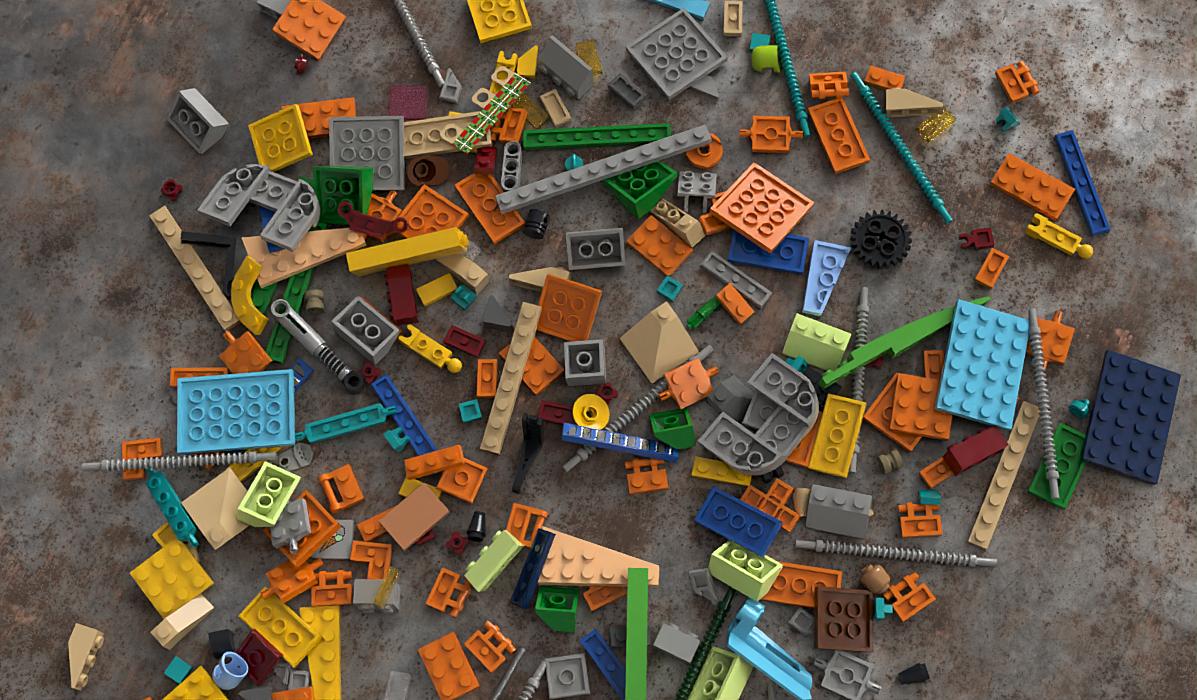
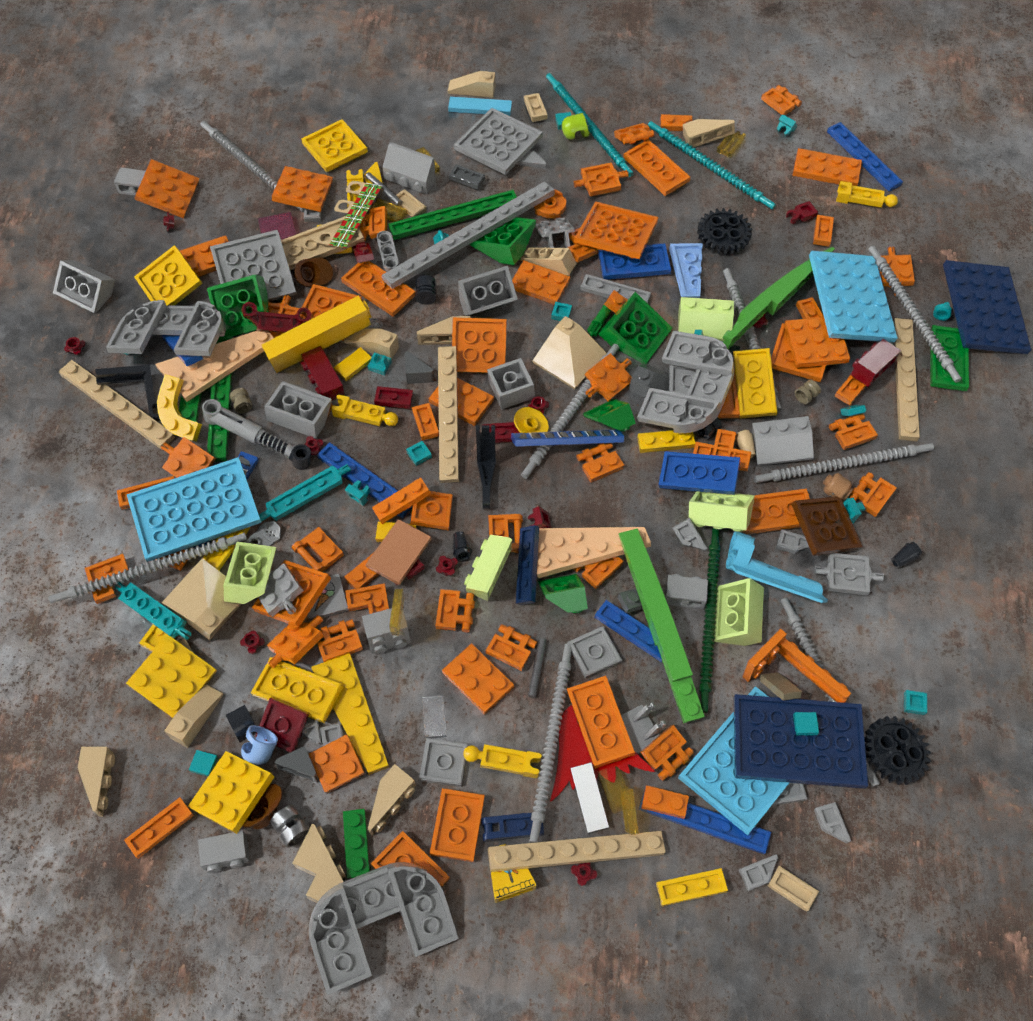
camera: 25 degrees left, 10 degrees down
(248, 563) = (252, 636): none -> dark red plate
(447, 61) = (302, 188): none -> orange plate
(533, 86) = (384, 189): none -> flat silver bar
(564, 522) = (540, 517): none -> dark red tile
(738, 335) = (636, 329): none -> green slope

